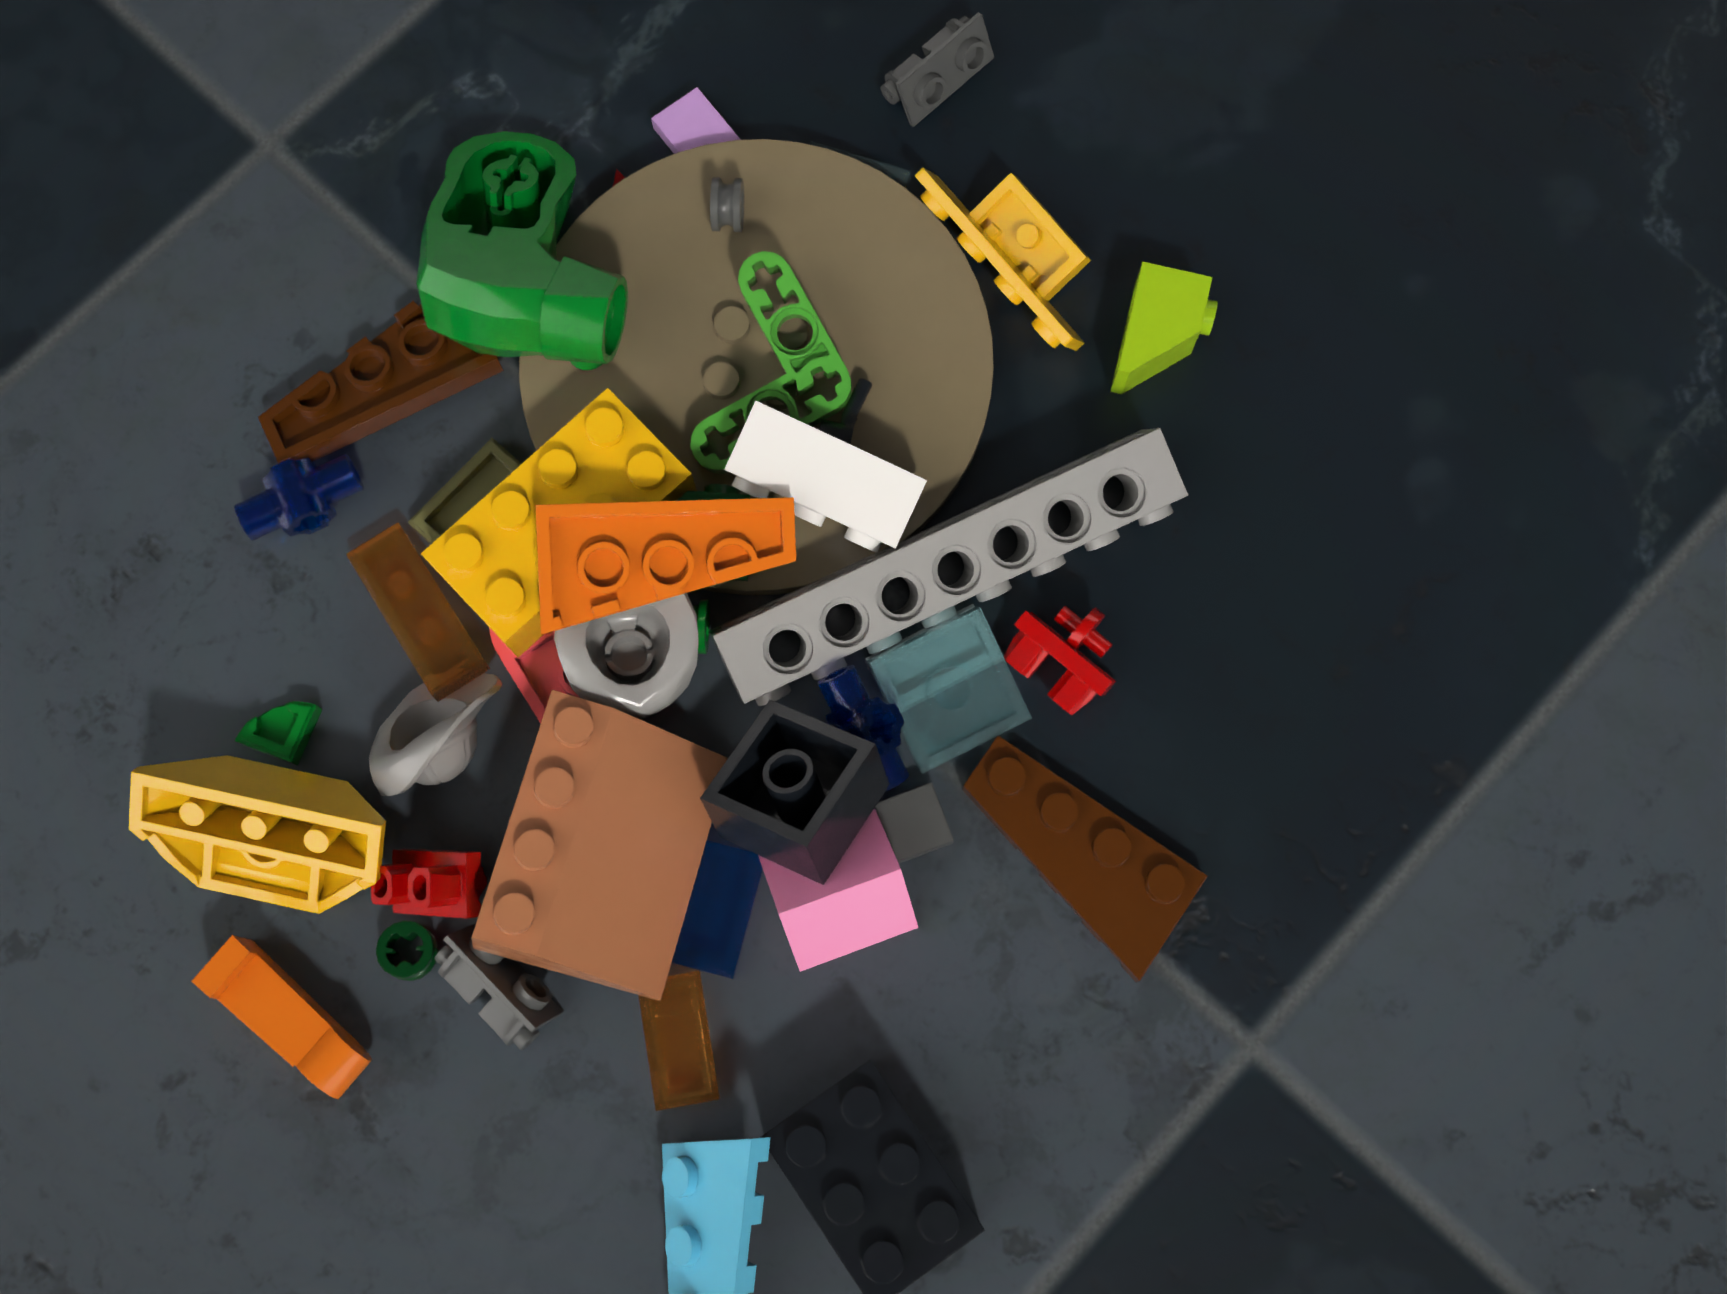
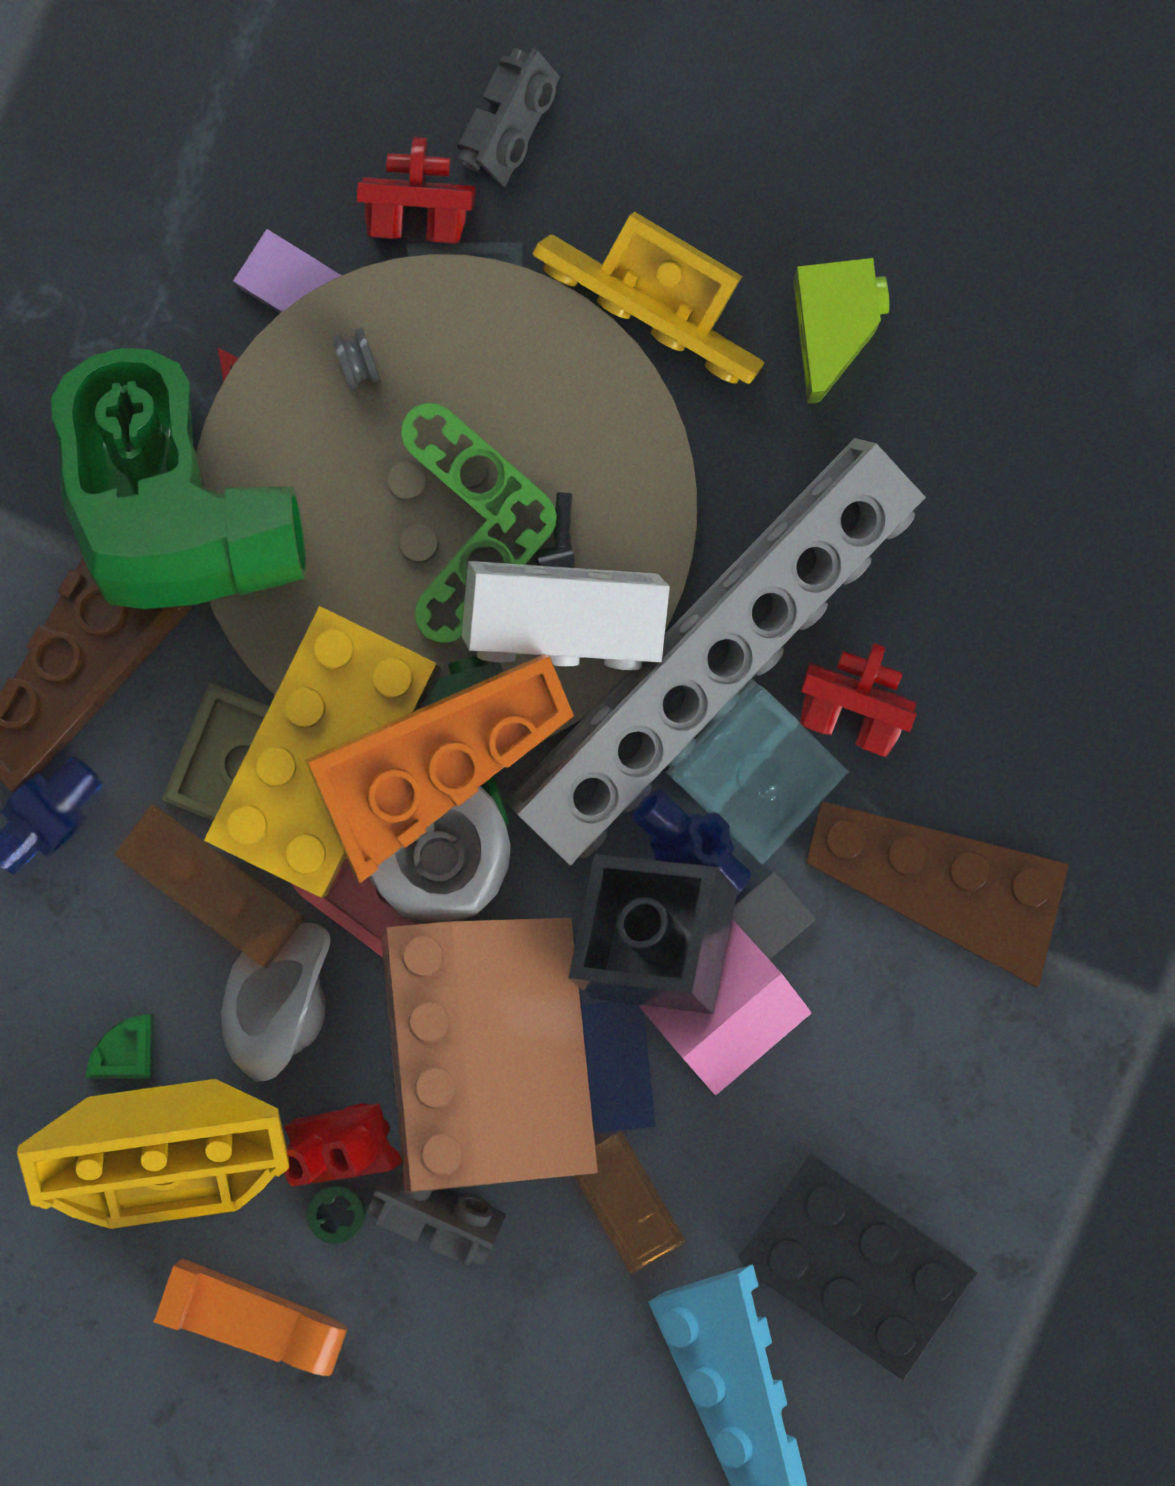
camera: 20 degrees left, 10 degrees up
(809, 95) = (387, 197): none -> red hips

